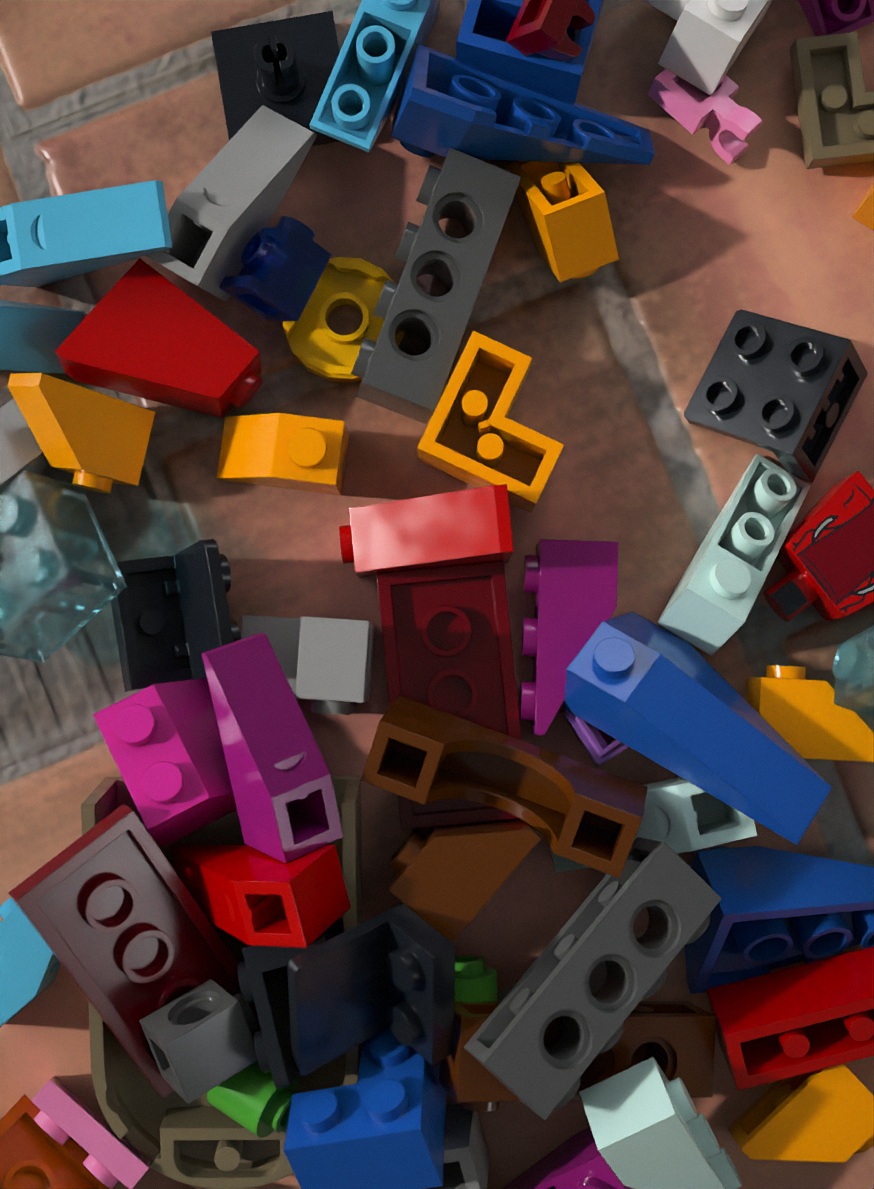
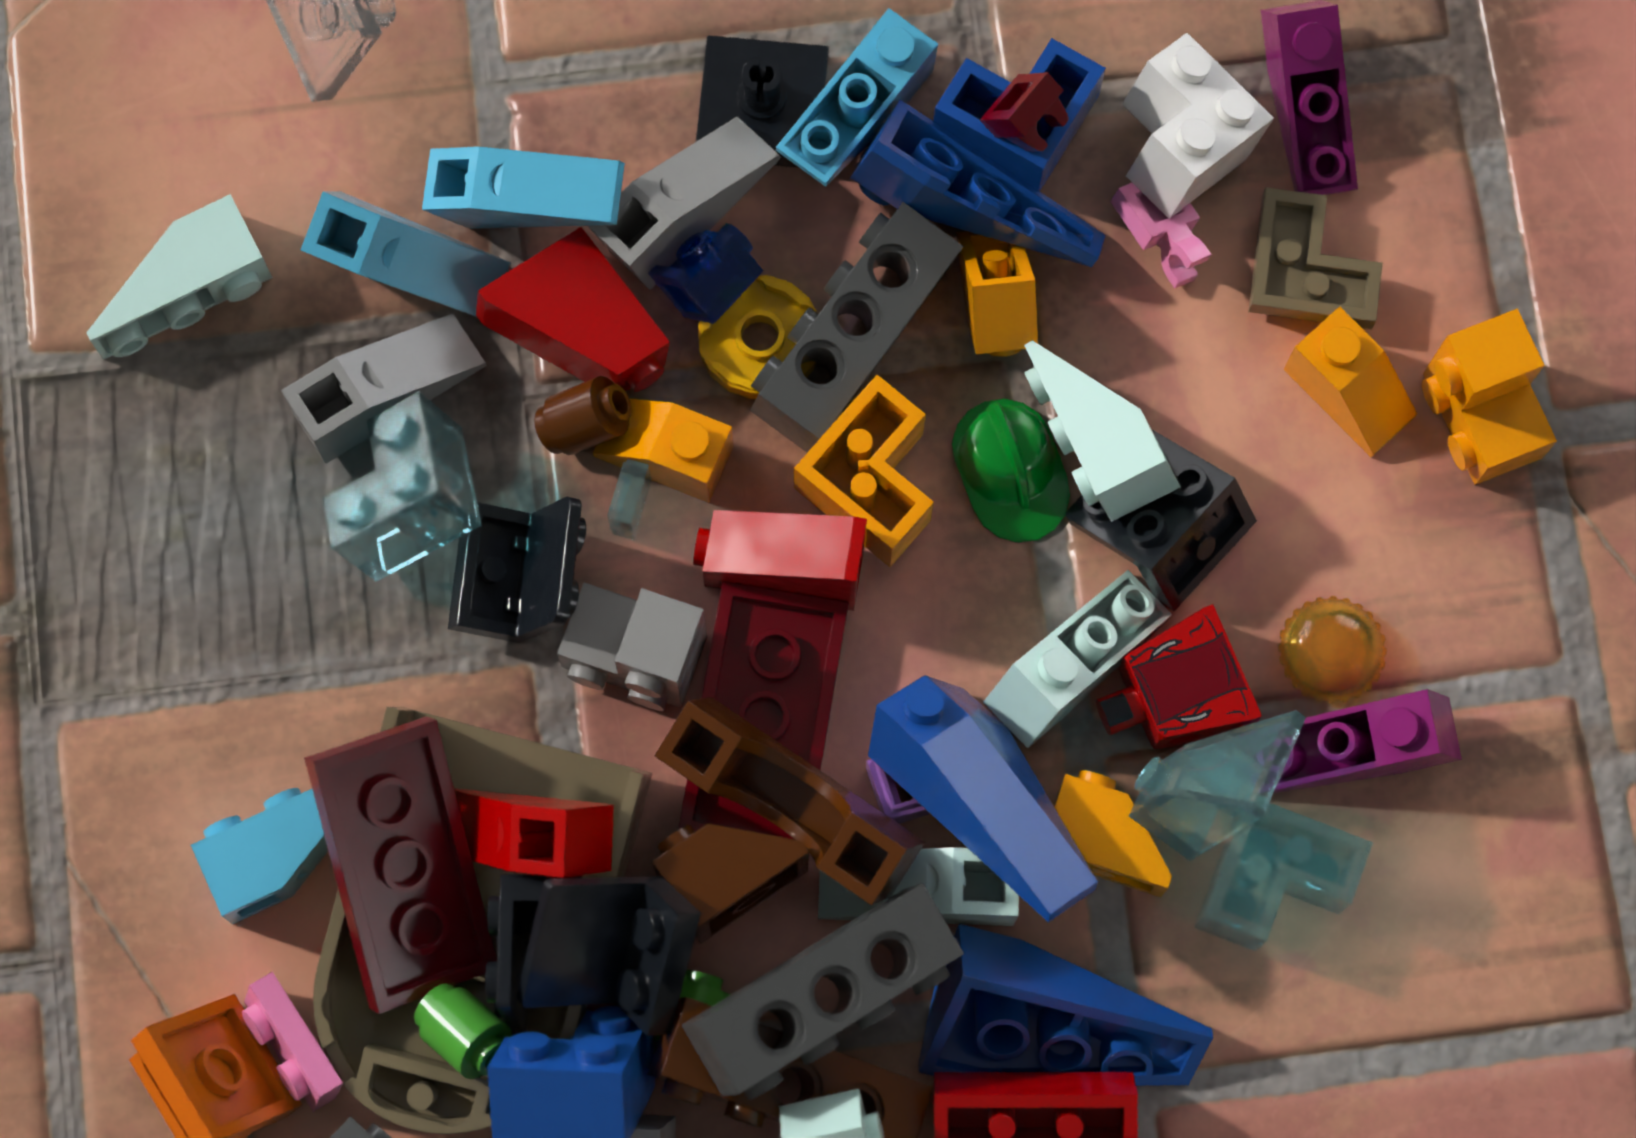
camera: 10 degrees right, 10 degrees down
(84, 430) = (482, 371): light orange slope -> none
(170, 757) = (491, 699): dark pink slope -> none
(196, 447) = (583, 416): none -> reddish brown brick
(201, 1039) = (434, 958): dark grey brick -> none
(263, 515) = (629, 498): none -> clear light blue tile
(270, 753) = (577, 705): magenta slope -> none
(572, 597) = (908, 641): magenta slope -> none
(620, 385) = (1011, 470): none -> green piece
(716, 329) = (1110, 436): none -> light aqua slope

